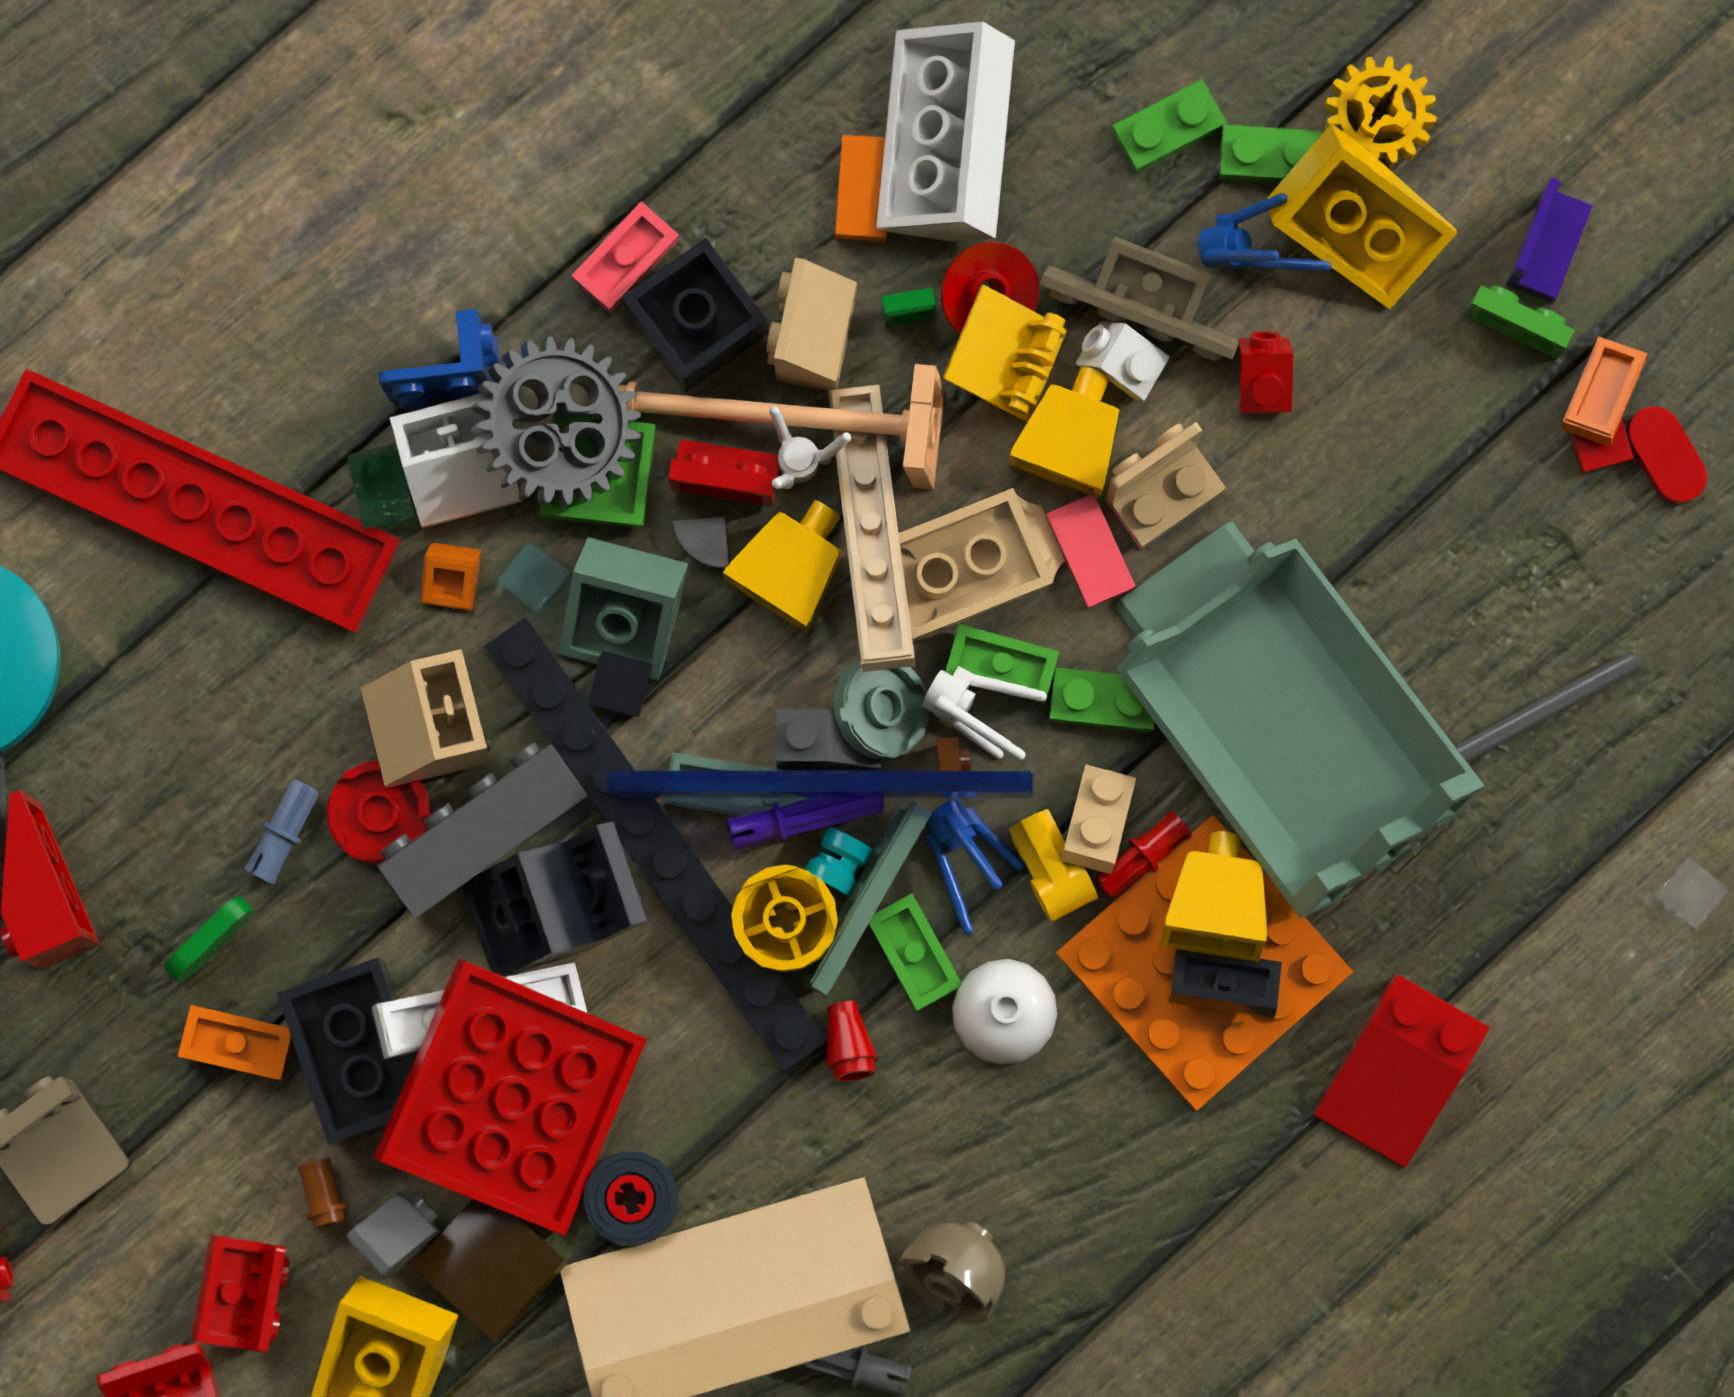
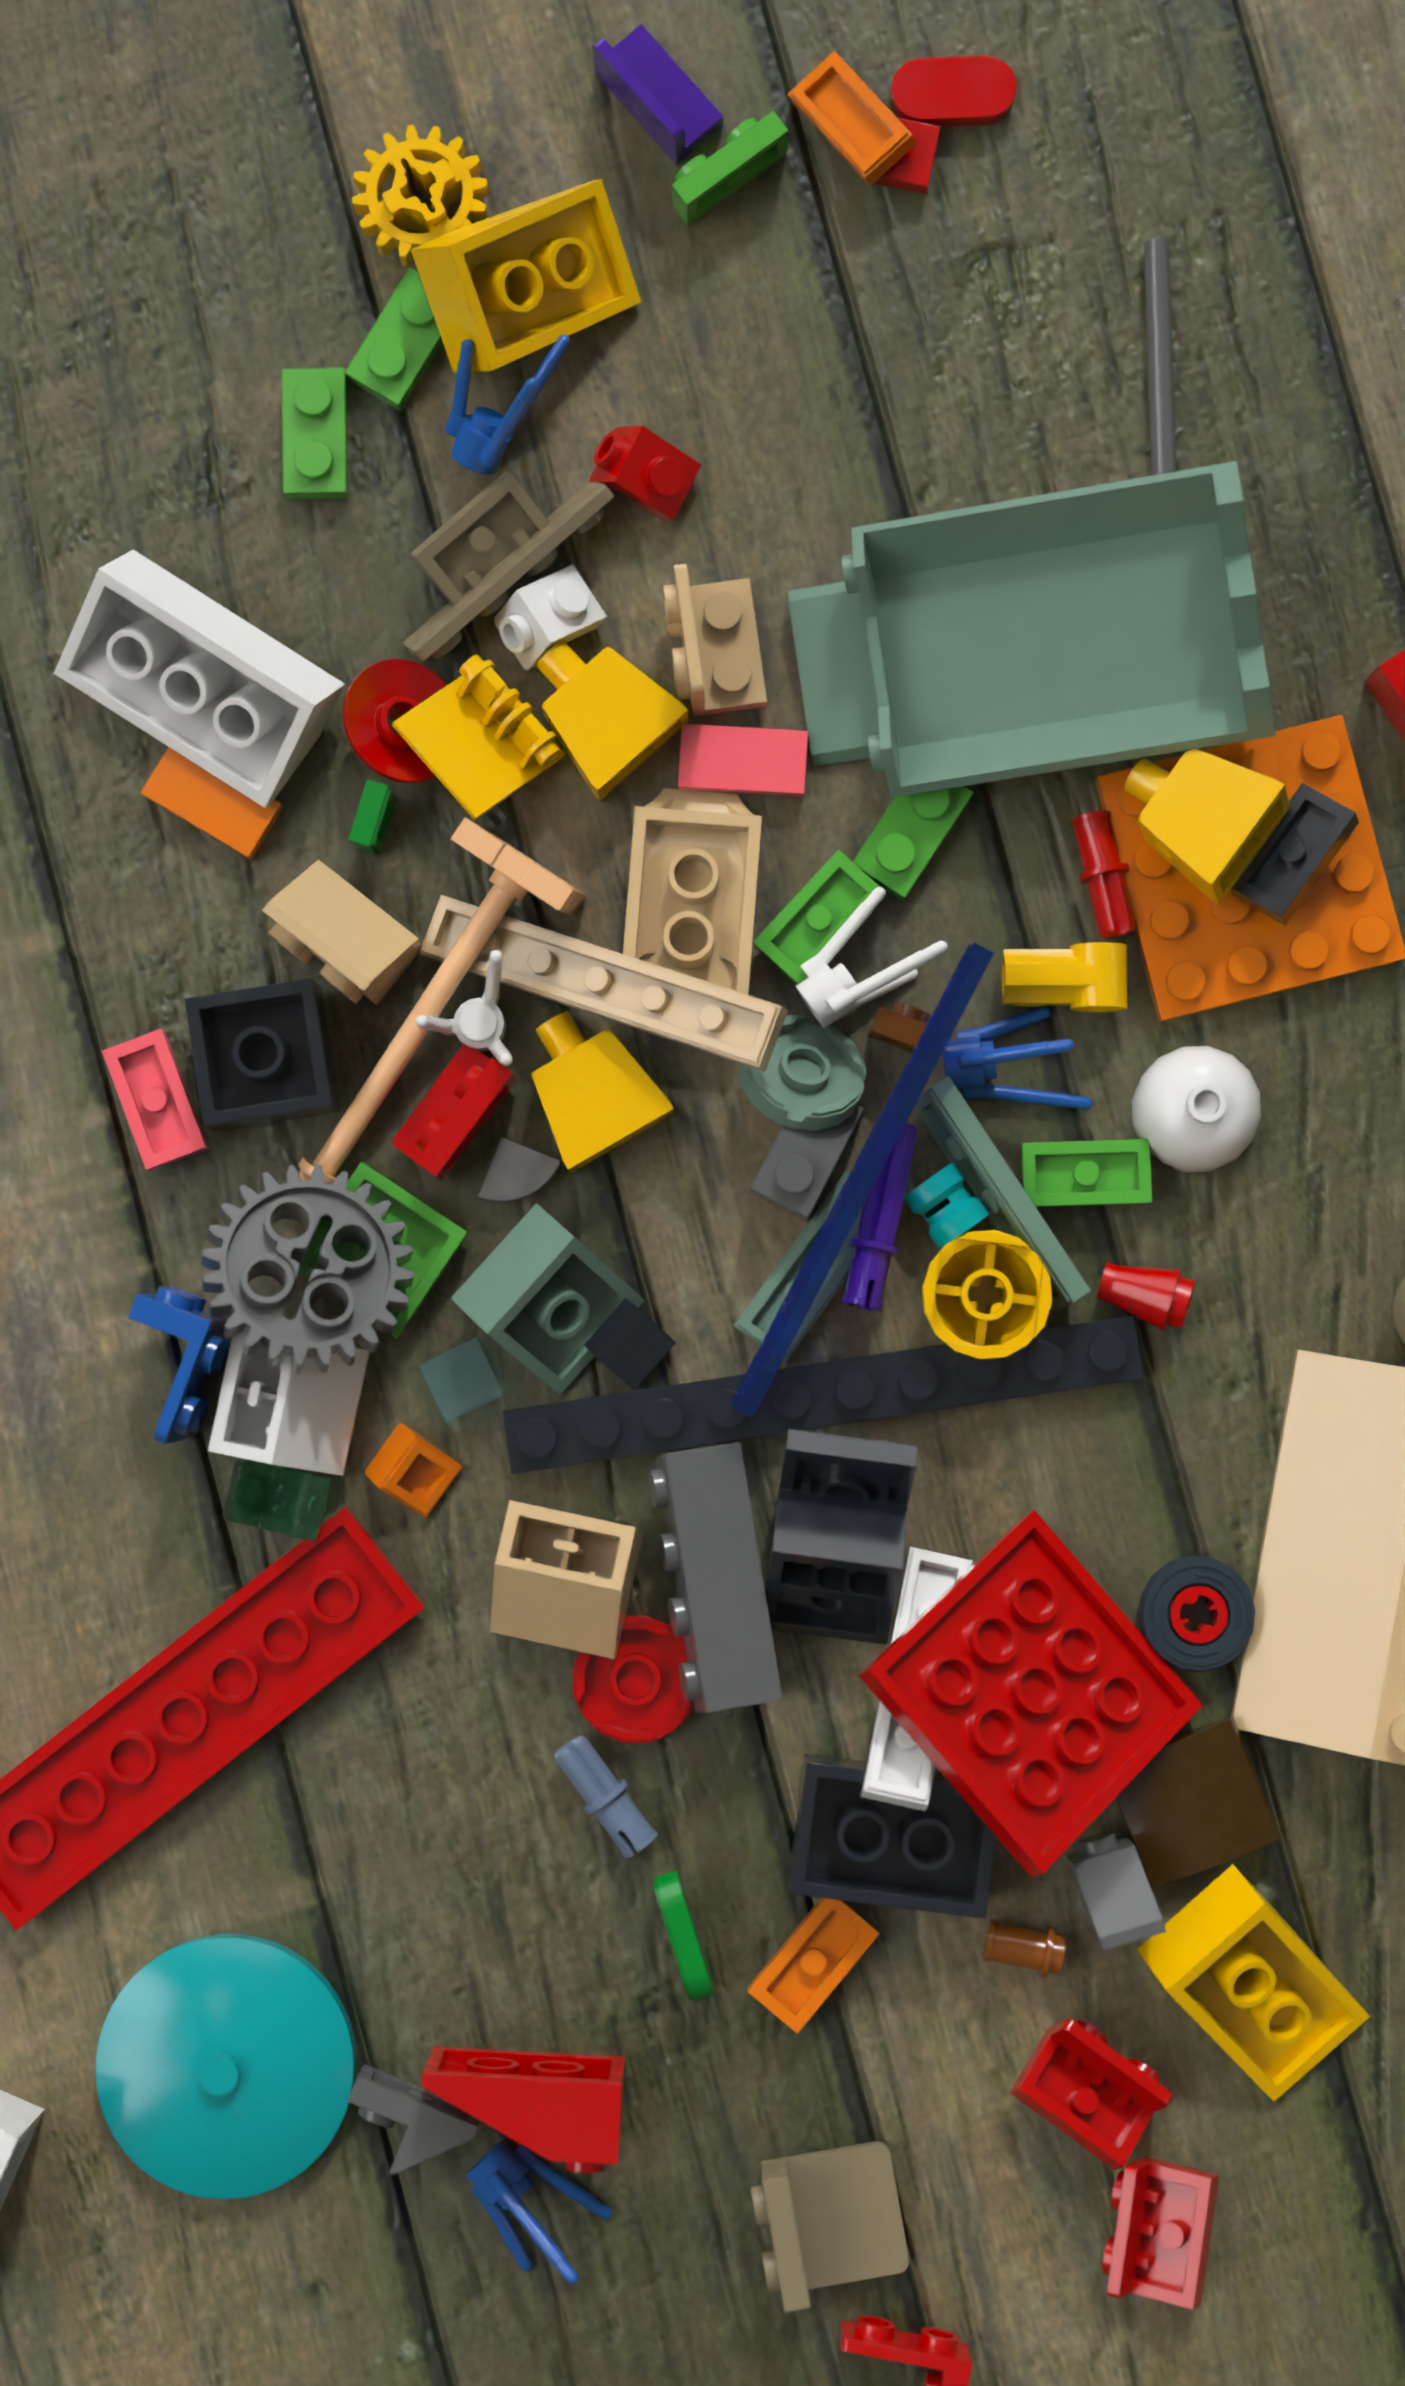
camera: 60 degrees left, 5 degrees up
(1098, 819) = (1043, 901): tan plate -> none

